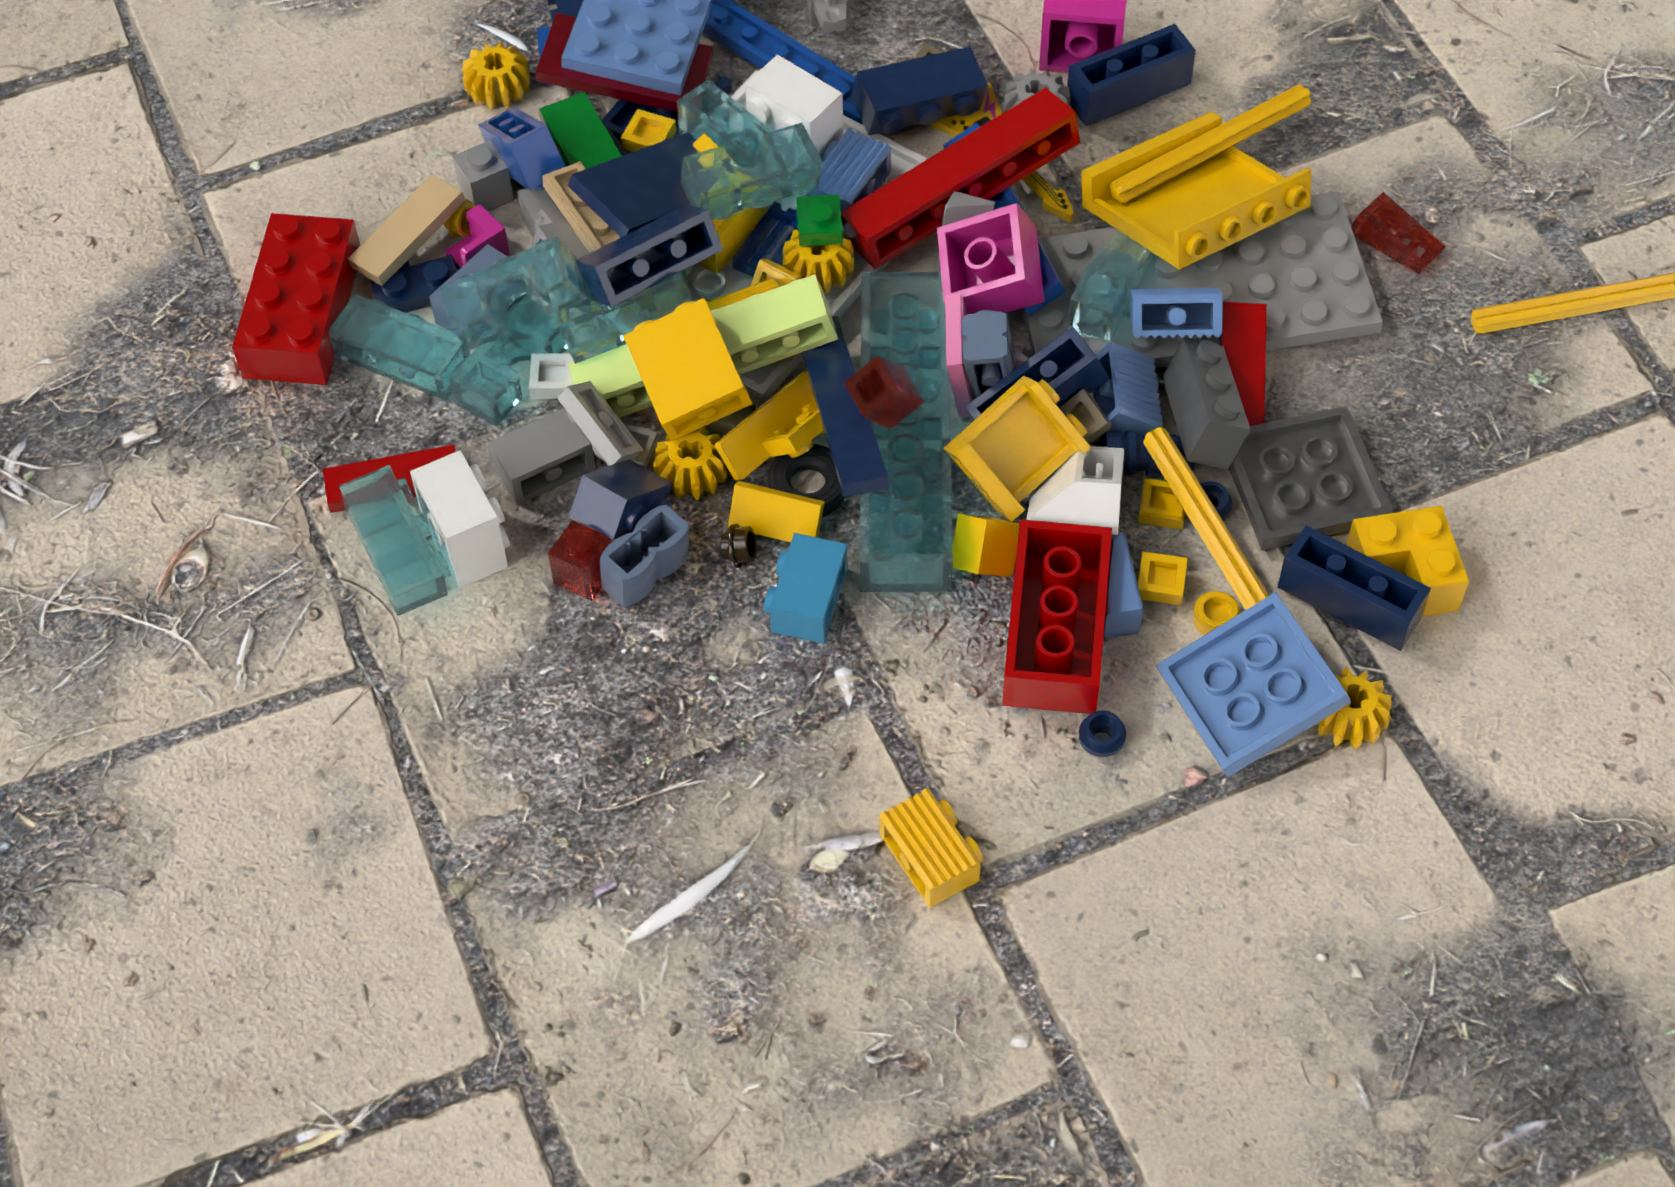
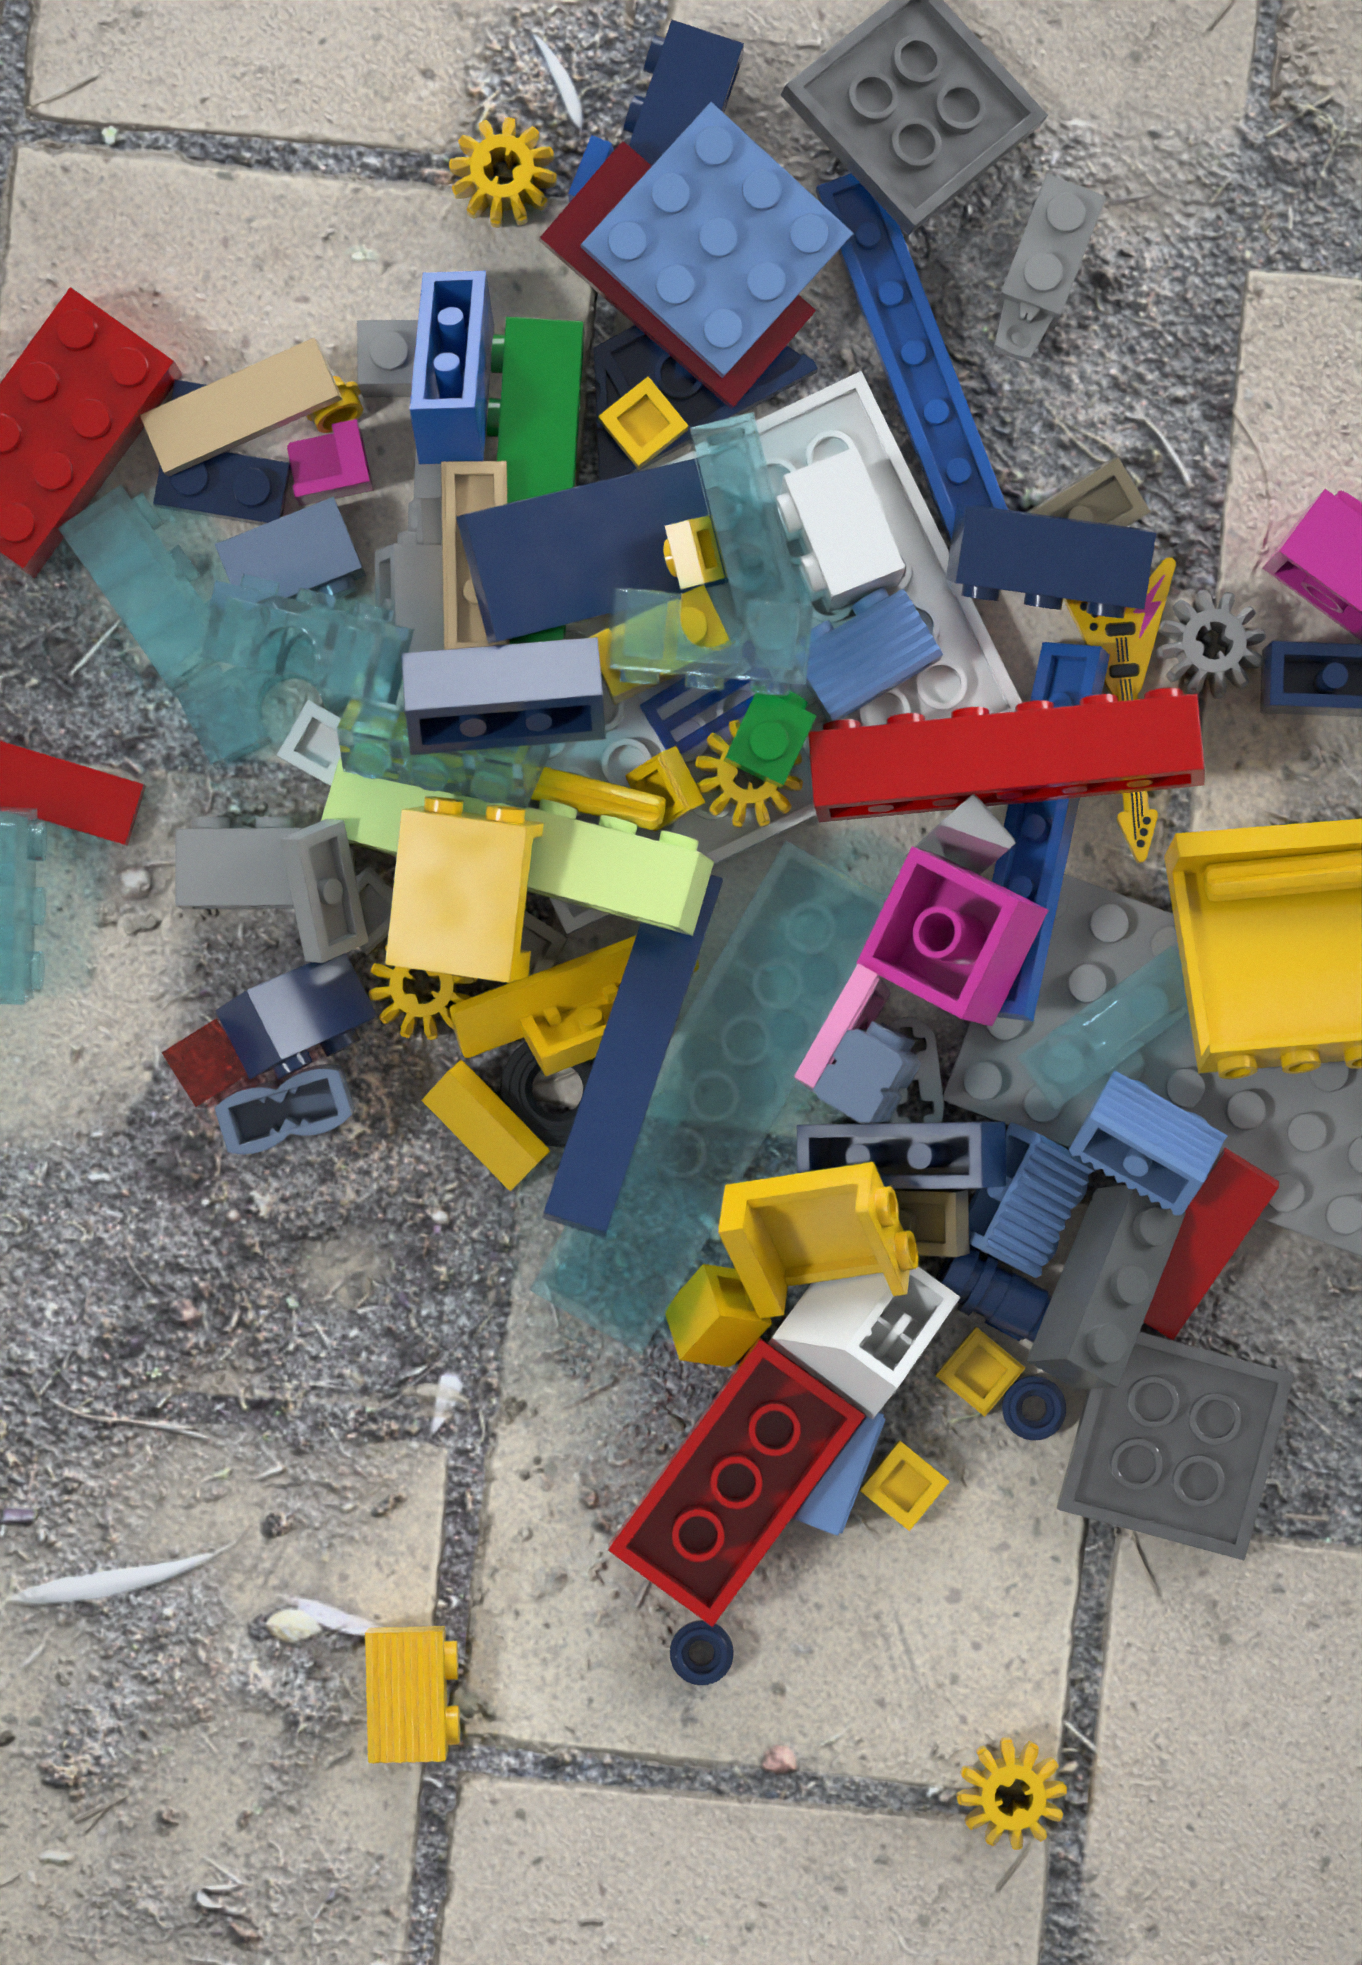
camera: 25 degrees right, 30 degrees up
(462, 518) = (85, 930): white brick -> none
(739, 545) = (418, 1141): dark brown plate -> none
(807, 587) = (463, 1256): dark azure brick -> none
(883, 392) = (684, 1084): clear red brick -> none
(1205, 517) = (1000, 1484): yellow axle -> none
(1213, 610) = (943, 1565): yellow tile -> none
(1253, 684) = (907, 1709): medium blue plate -> none
(1353, 587) = (1118, 1646): dark blue brick -> none
(1418, 547) = (1239, 1637): yellow brick -> none

